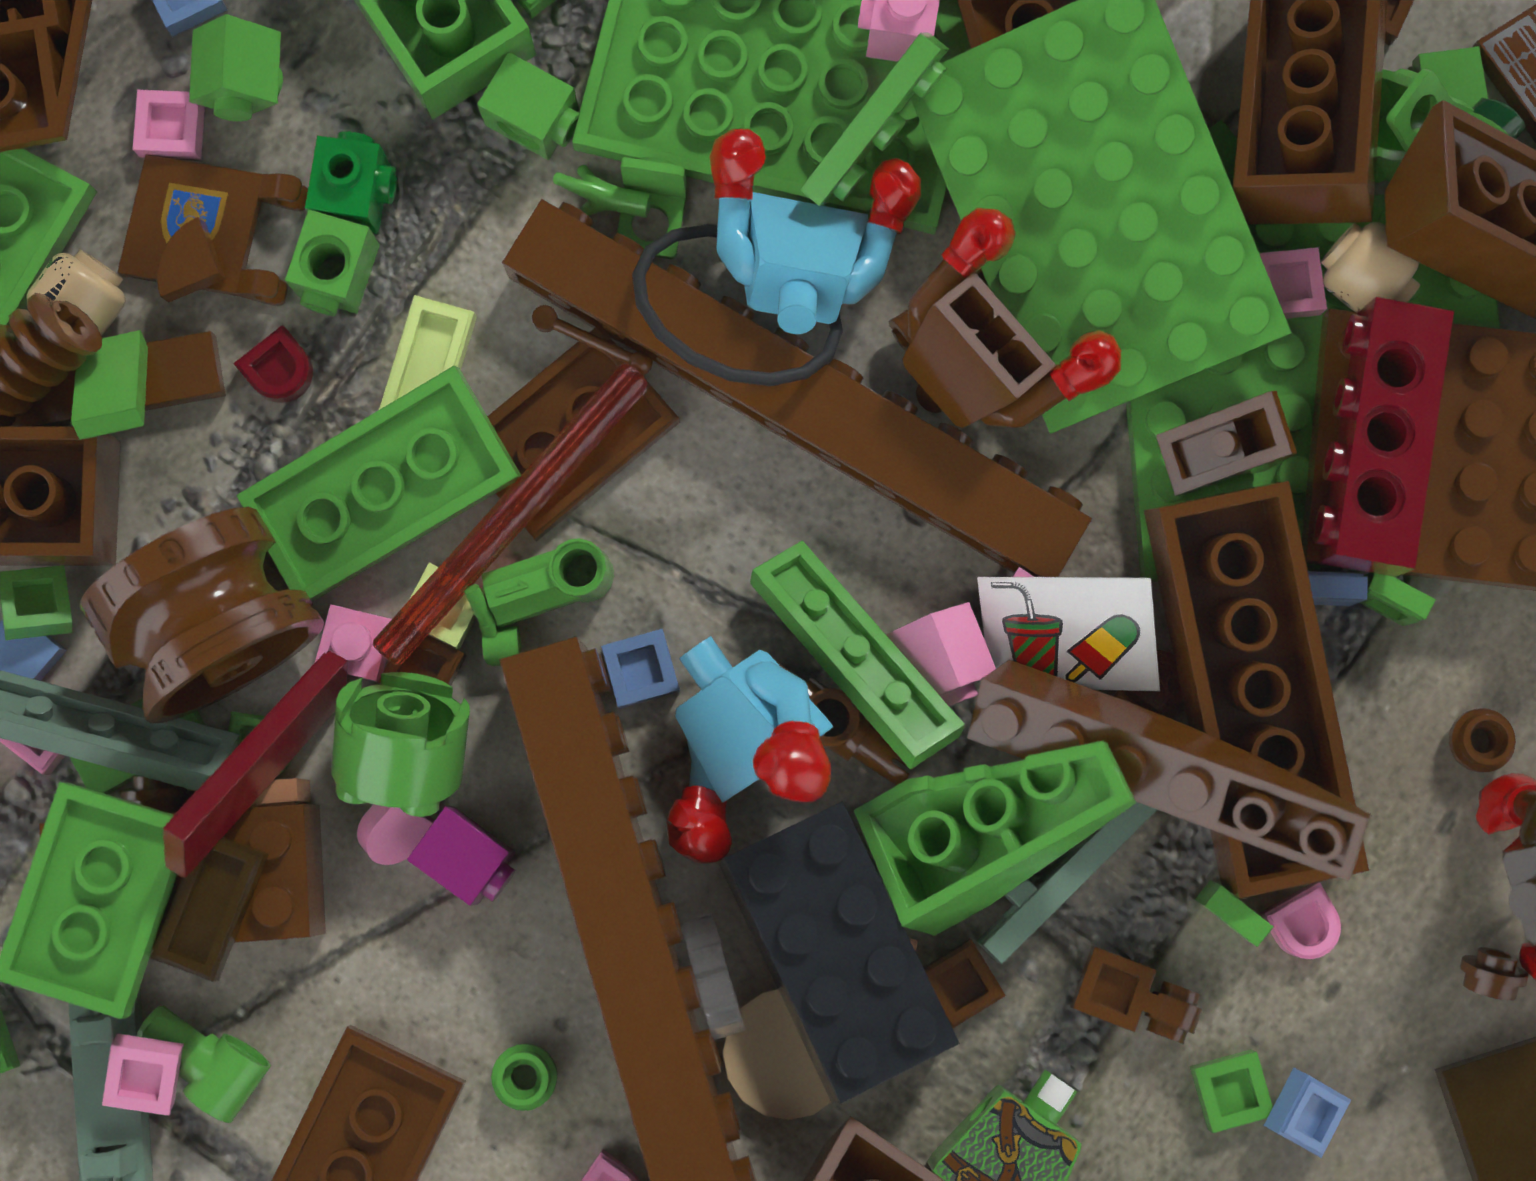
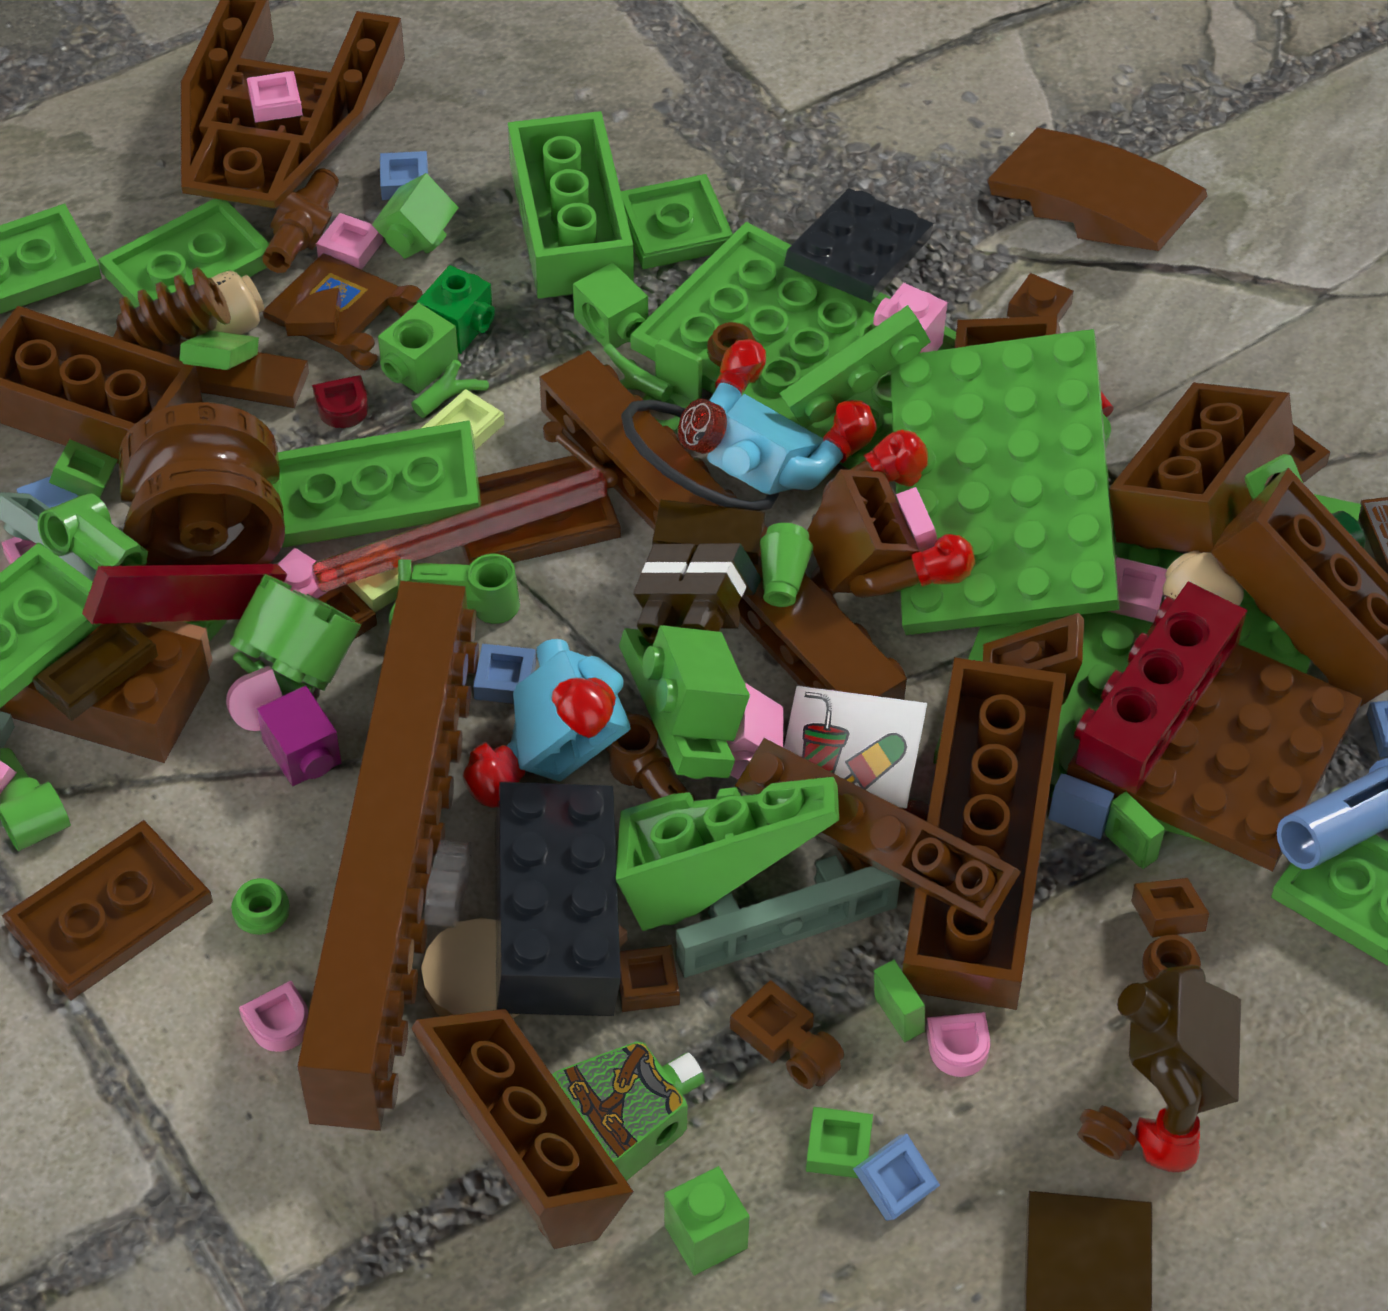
camera: 25 degrees right, 30 degrees down
(100, 129) = (300, 220): none -> reddish brown pin
(101, 736) = (87, 531): none -> bright green piece
(388, 300) = (445, 388): none -> bright green bar
(701, 105) = (724, 337): none -> reddish brown plate
(734, 279) = (702, 426): none -> clear red tile
(798, 415) = (709, 524): none -> dark brown tile
(818, 503) = (694, 587): none -> dark brown hips
(882, 645) = (696, 683): none -> bright green brick
(905, 432) = (784, 562): none -> bright green cone
(1037, 322) = (917, 518): none -> bright pink tile
(1461, 678) = (1170, 907): none -> reddish brown plate

